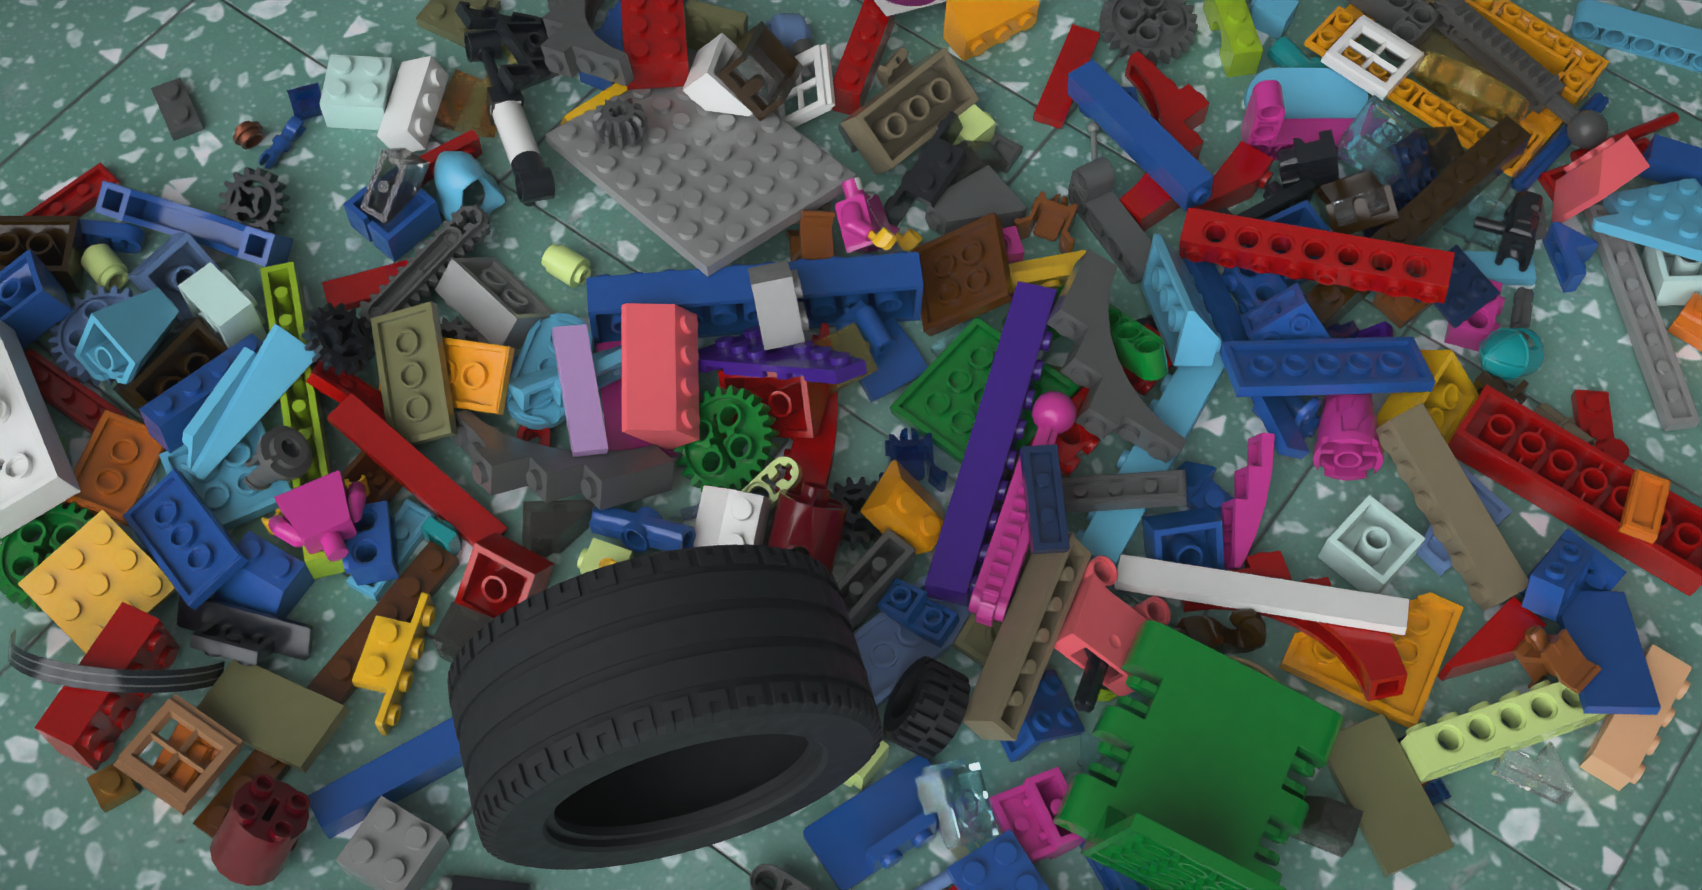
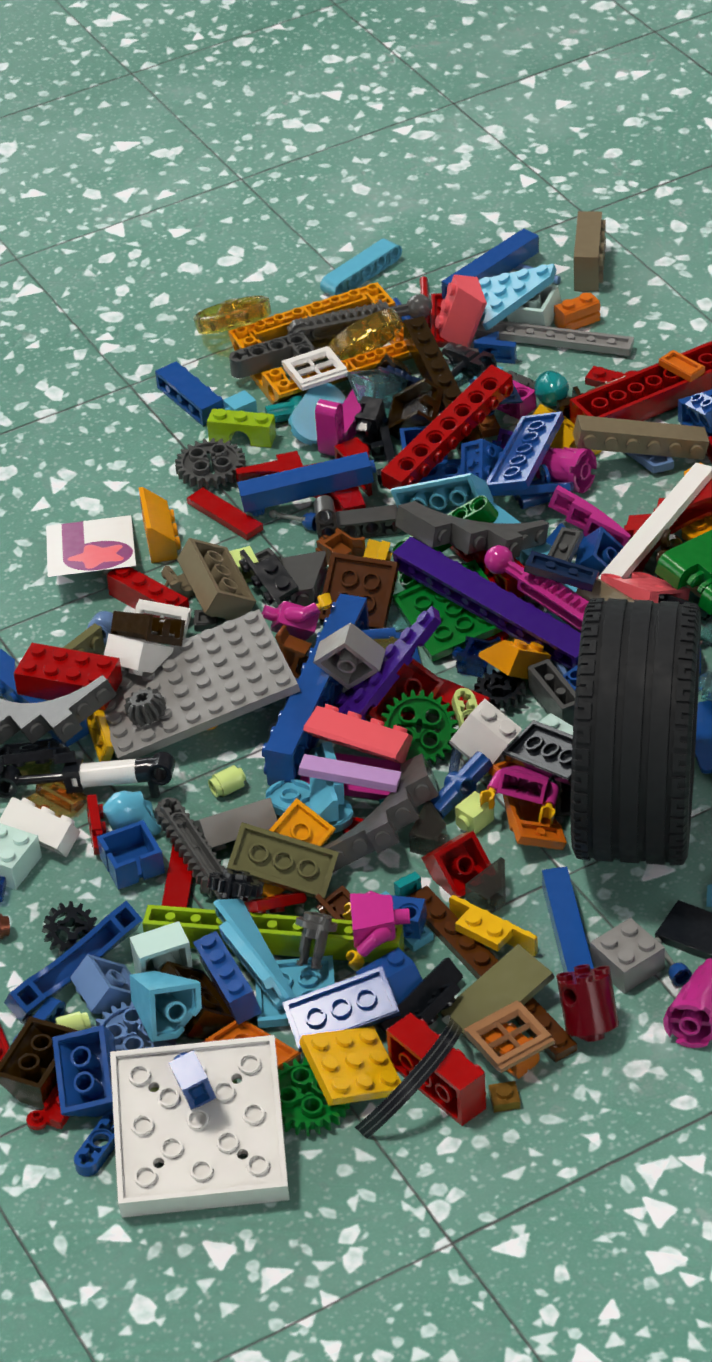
camera: 60 degrees left, 20 degrees down
(282, 143) = (18, 911): blue piece -> none
(393, 183) = (123, 829): clear smoke slope -> none
(414, 470) = (358, 881): red tile -> none
(810, 521) = (512, 698): dark red cylinder -> none
(1371, 547) = (644, 482): light aqua brick -> none

